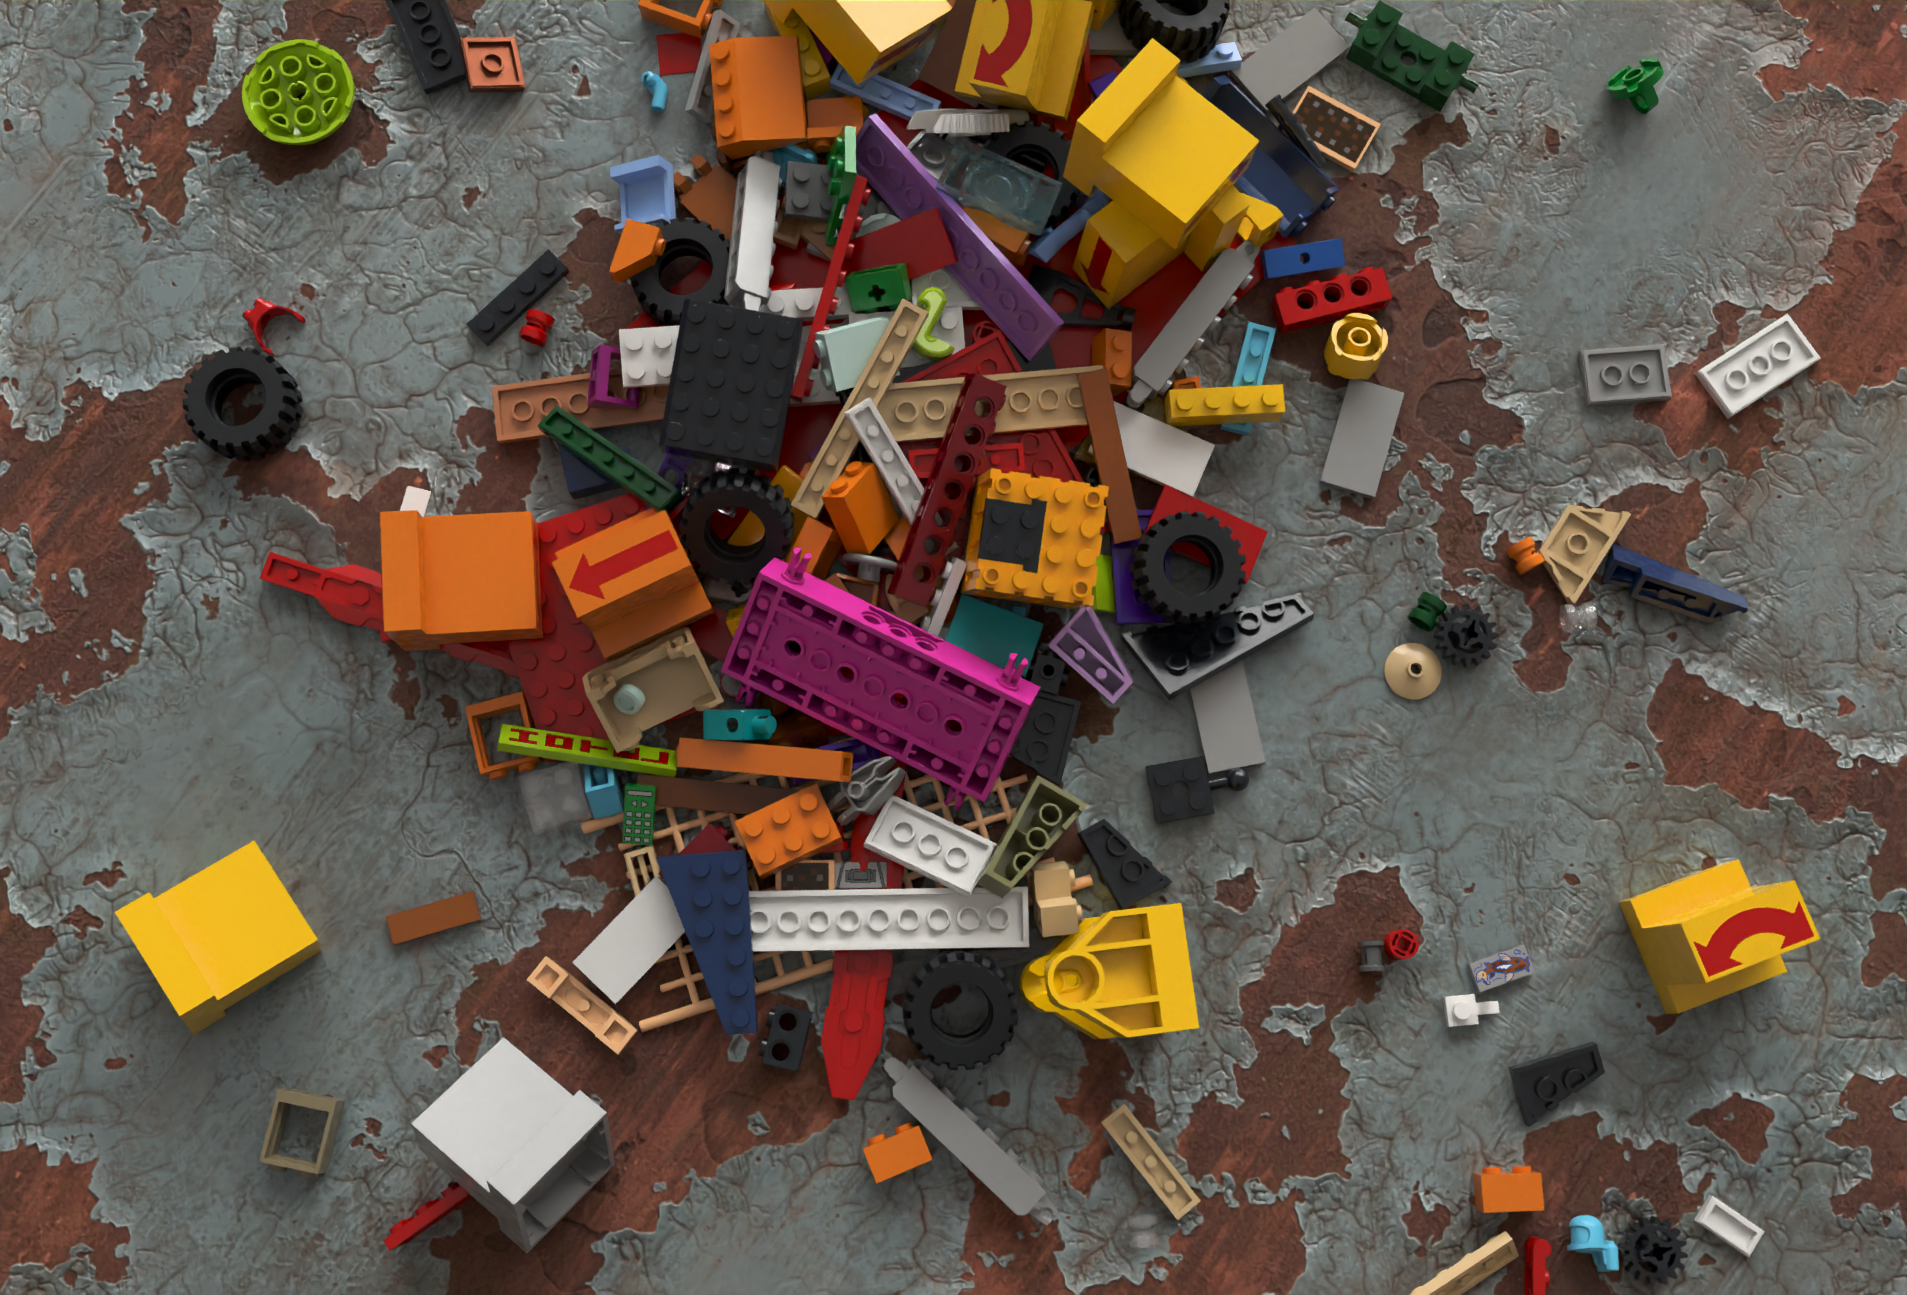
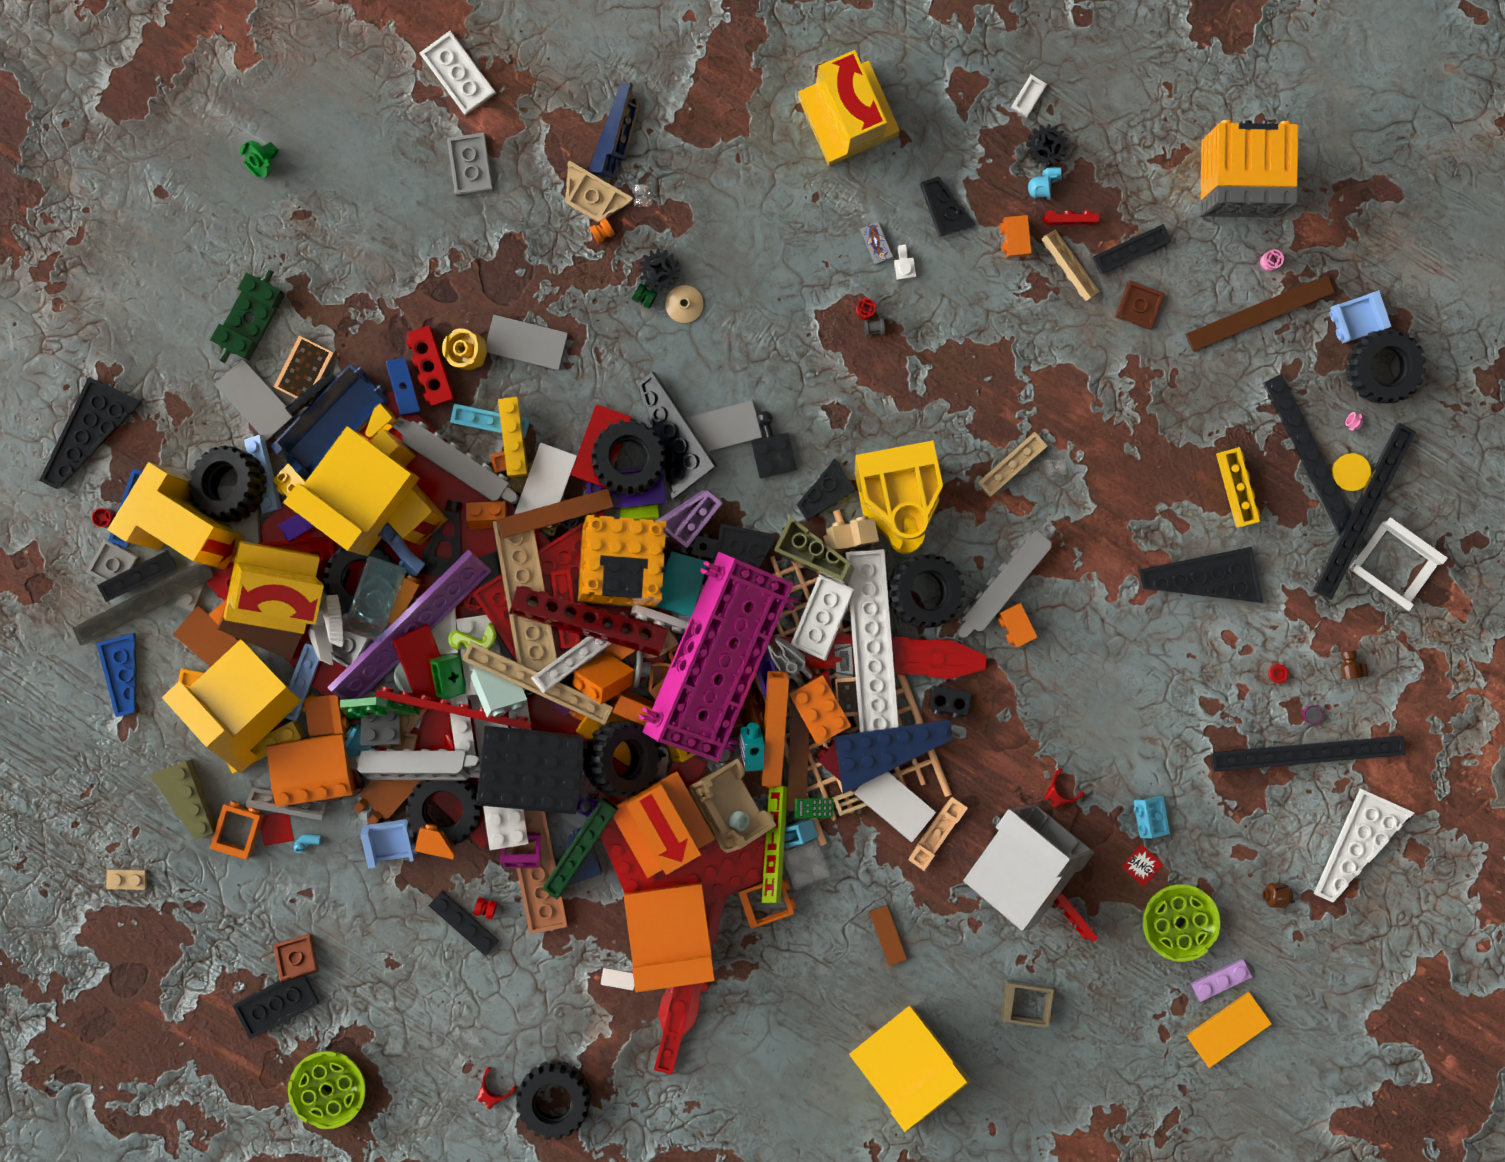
camera: 90 degrees left, 10 degrees up
(617, 1200) = (1053, 795): none -> red helmet

